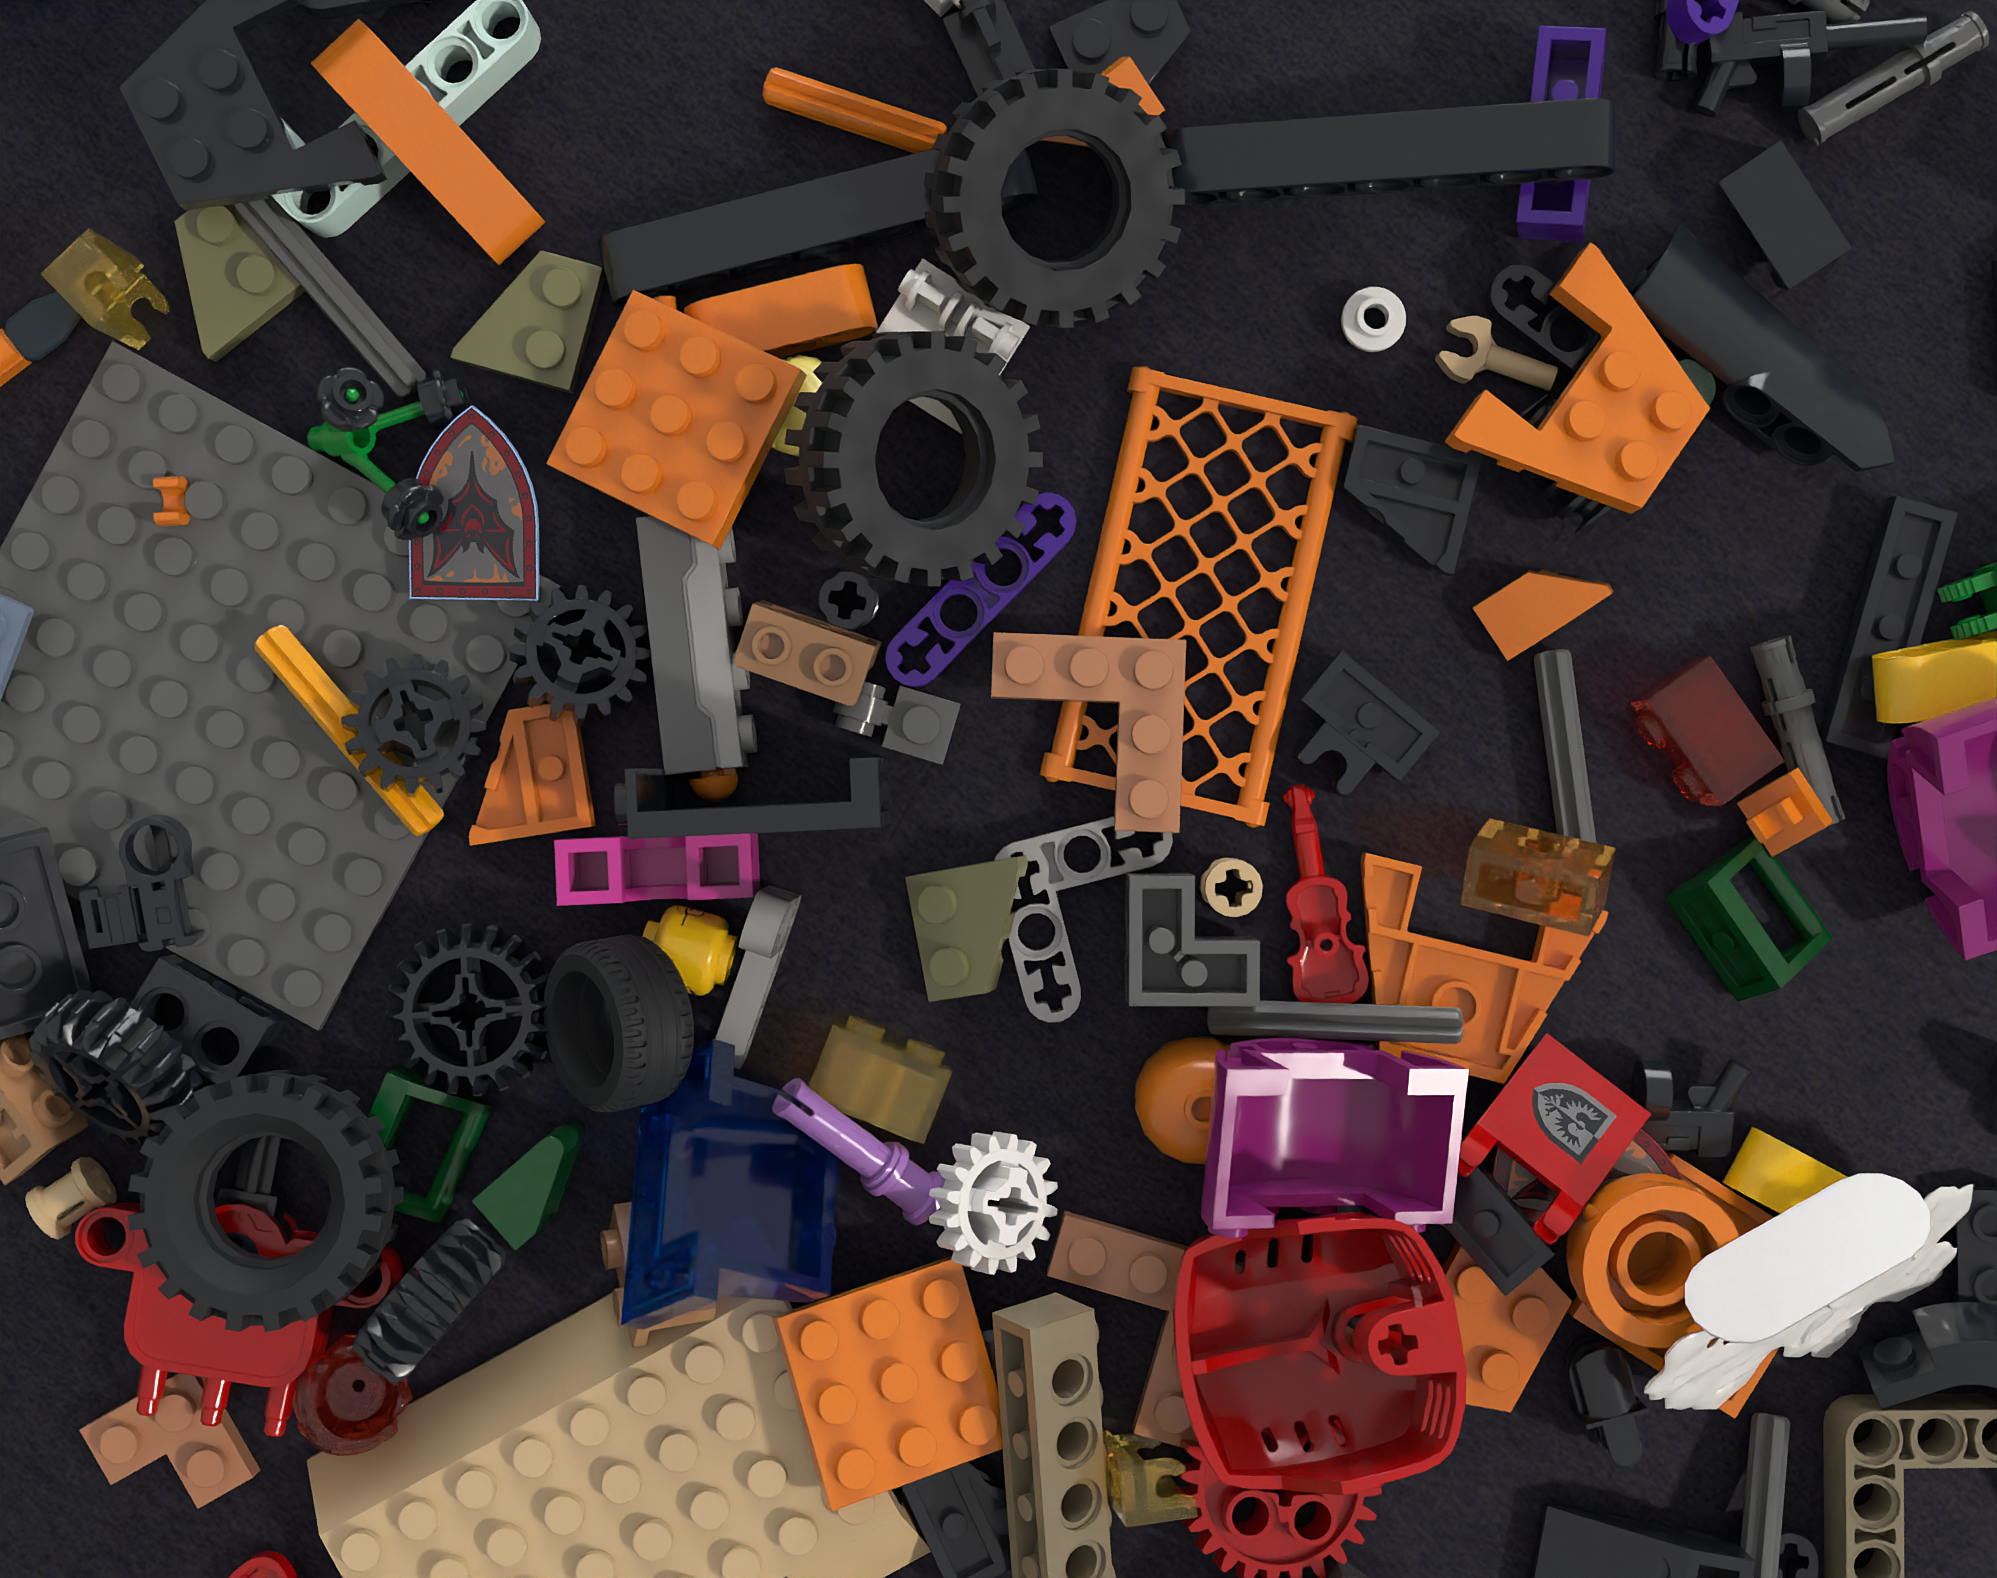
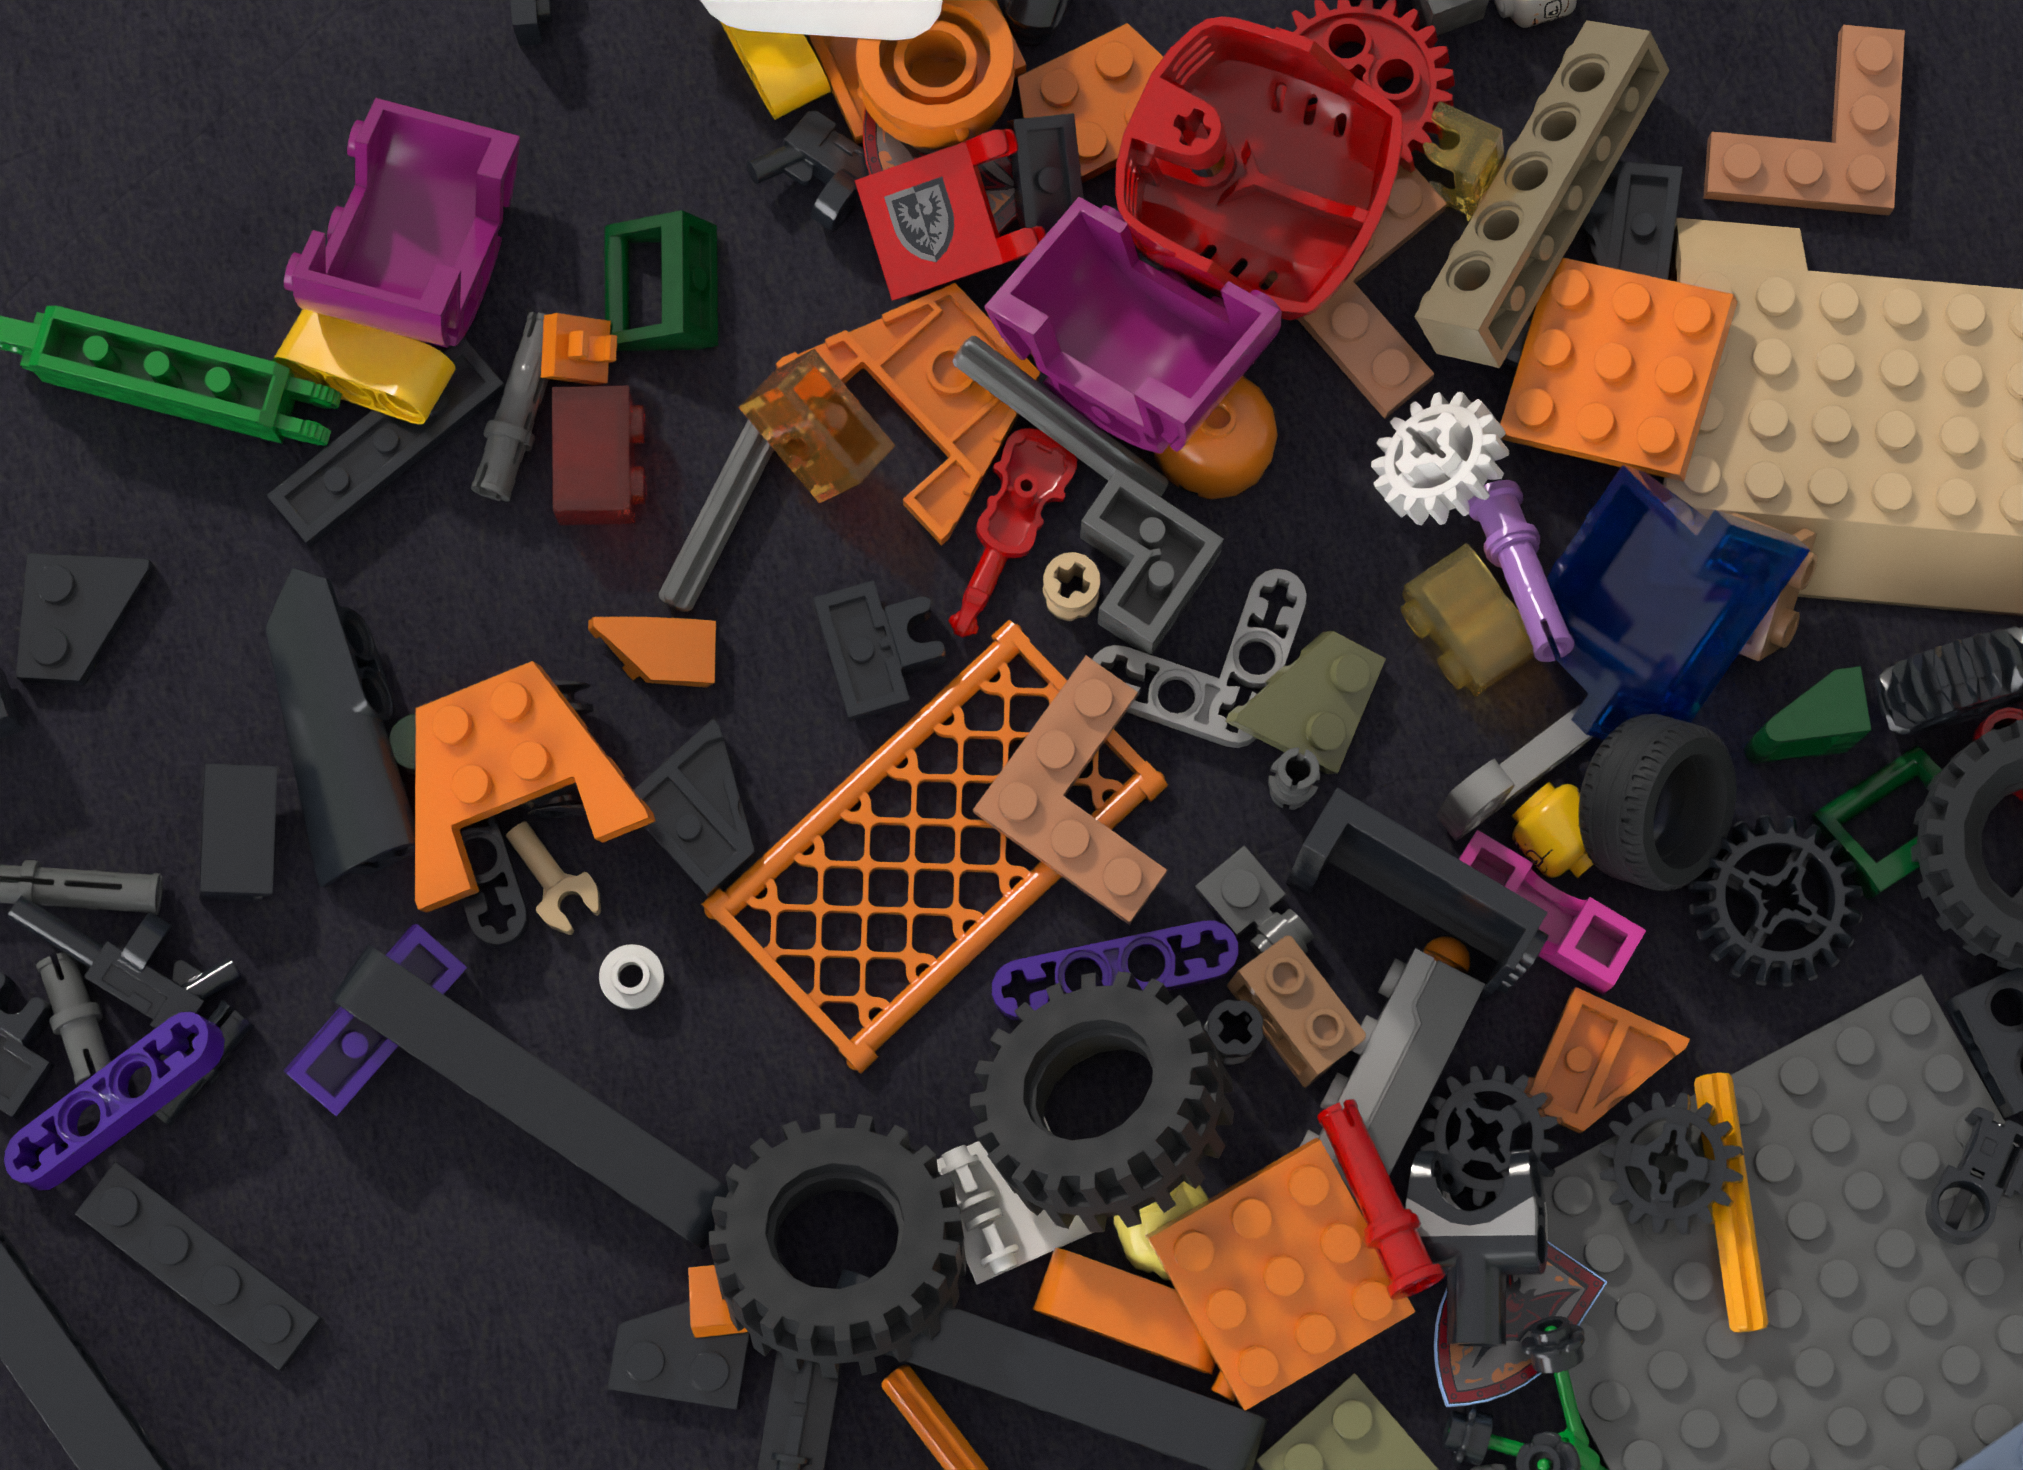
camera: 145 degrees left, 10 degrees down
(530, 548) = (1481, 1244): none -> black connector
(604, 509) = (1390, 1226): none -> red pin
(930, 858) = (1307, 772): none -> dark grey pin

